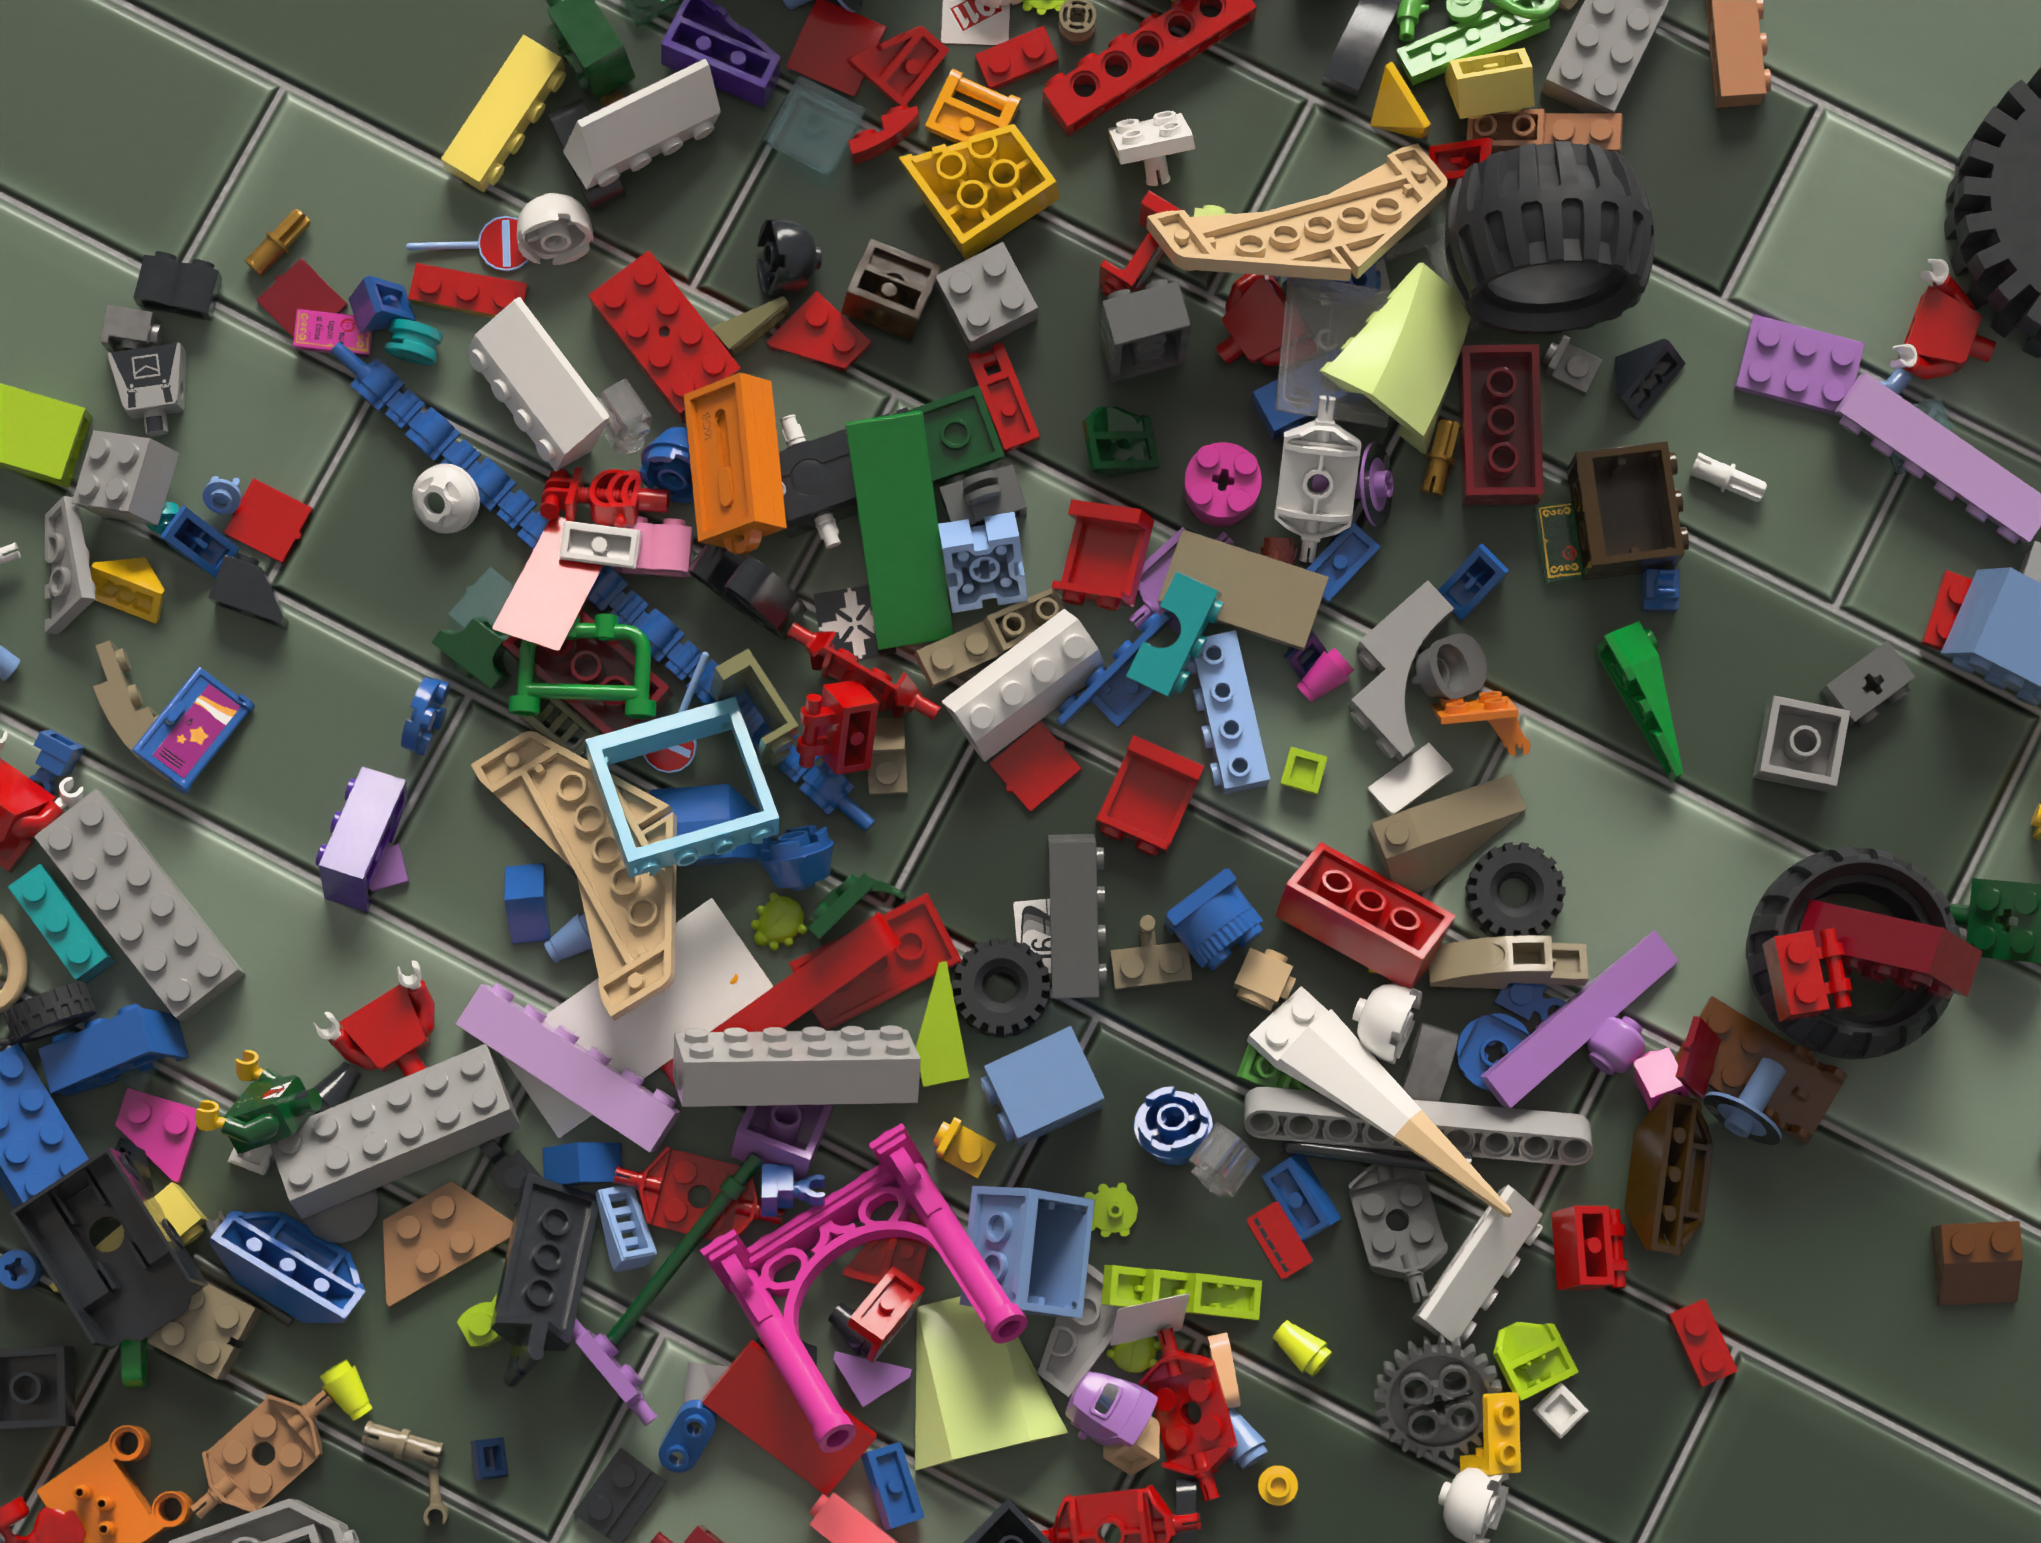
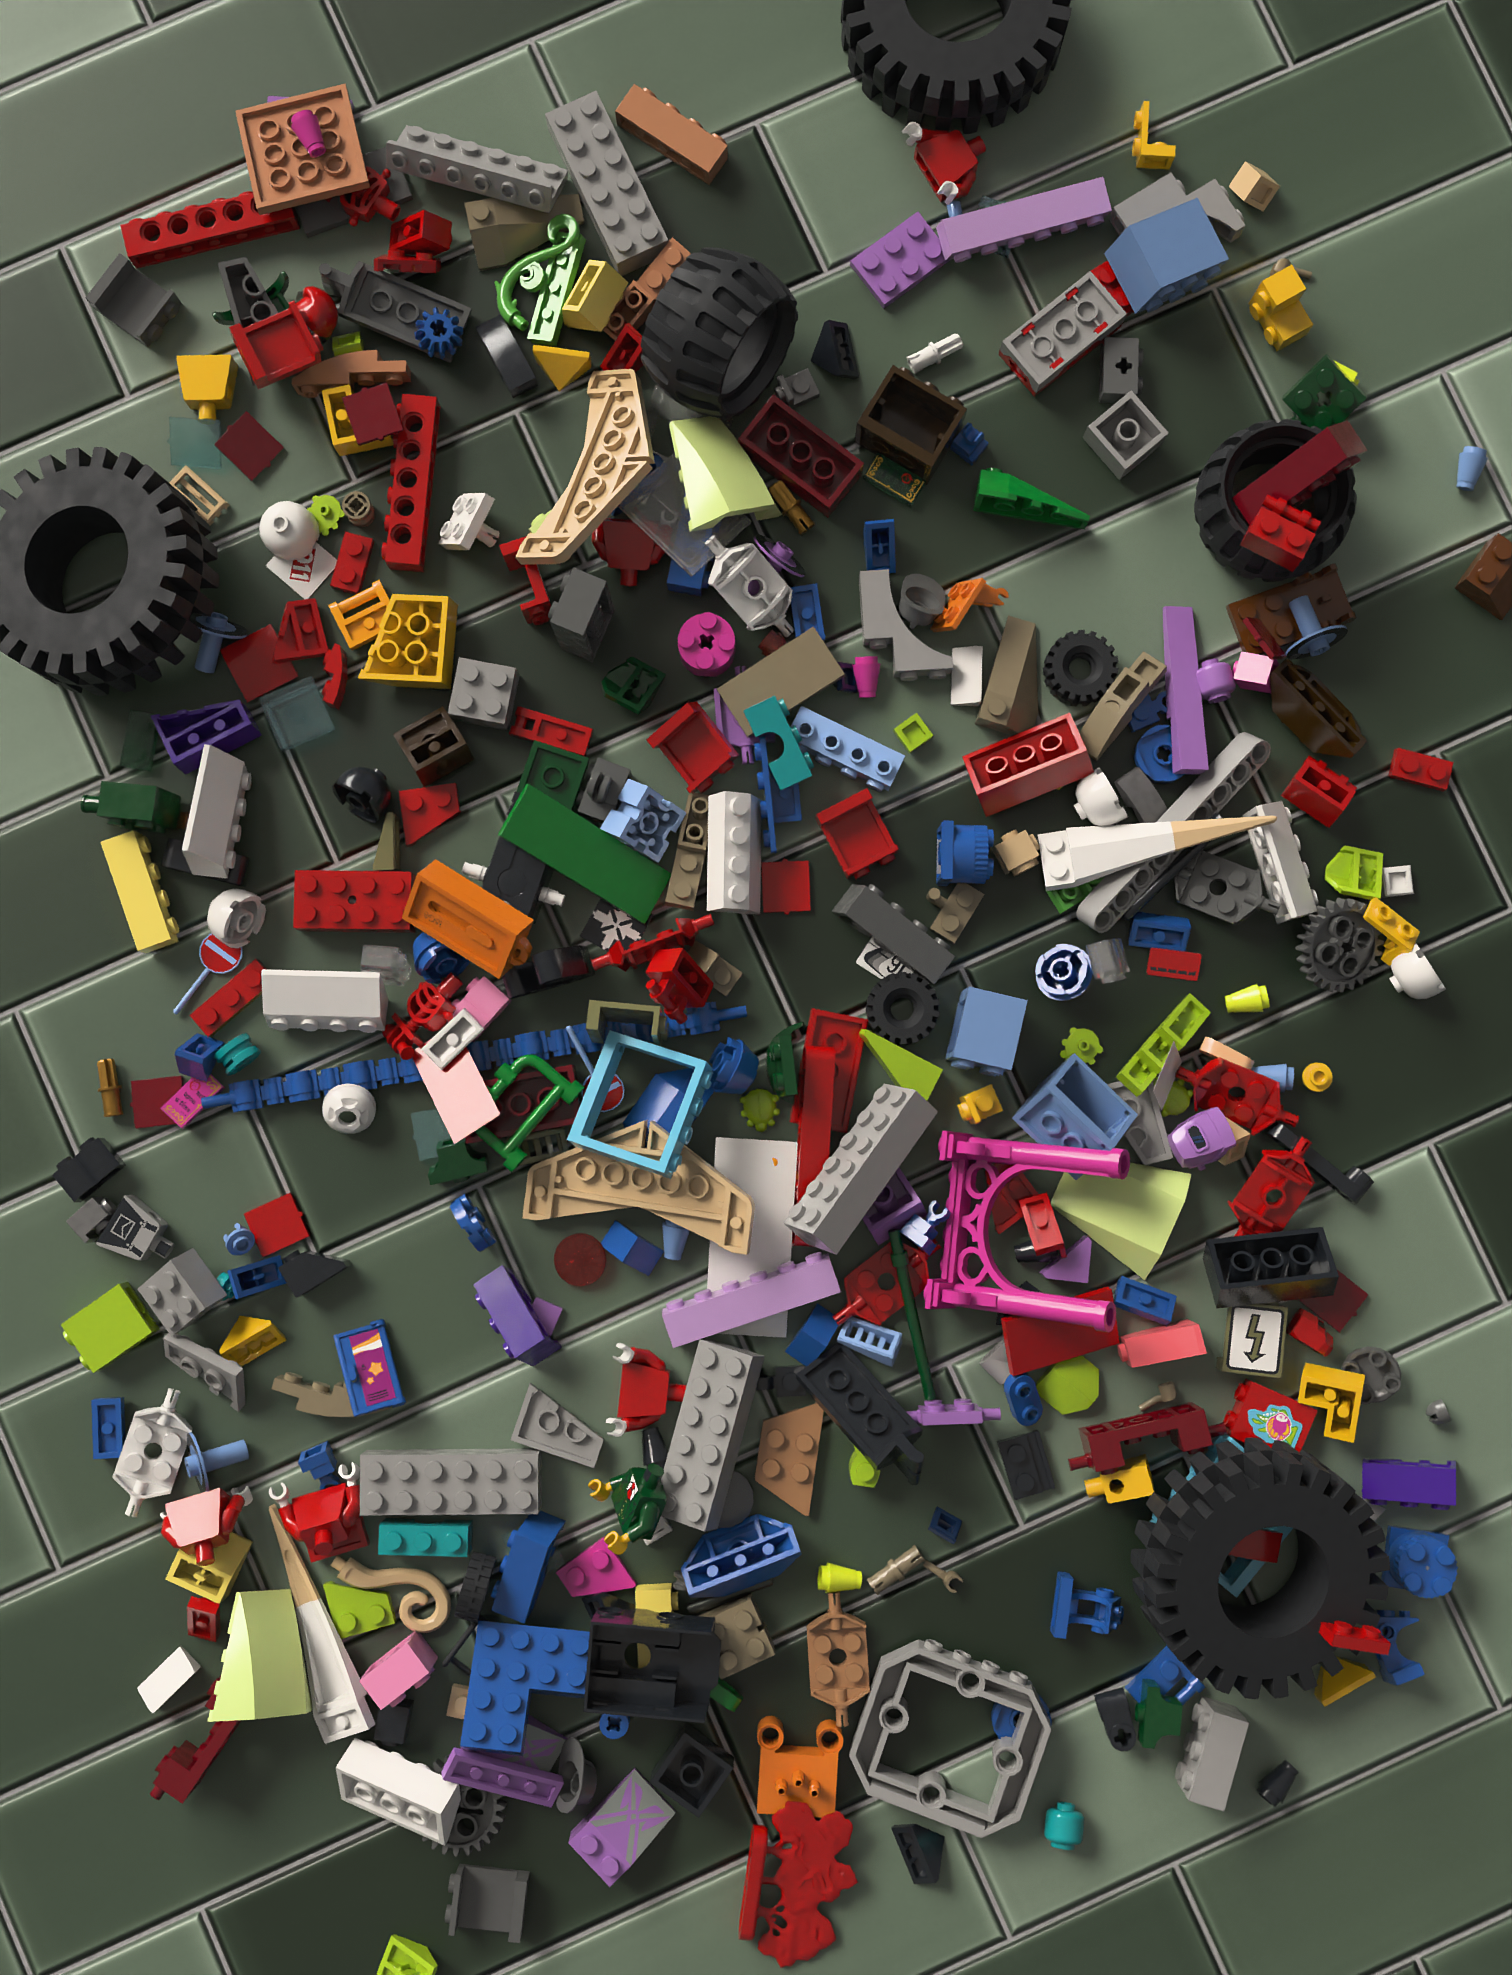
camera: 50 degrees left, 5 degrees up
(275, 971) = (555, 1430): none -> light grey wing
(473, 858) = (580, 1259): none -> clear red wheel
(741, 1477) = (1070, 1385): none -> lime slope
(1855, 593) = (1062, 333): none -> light grey piece

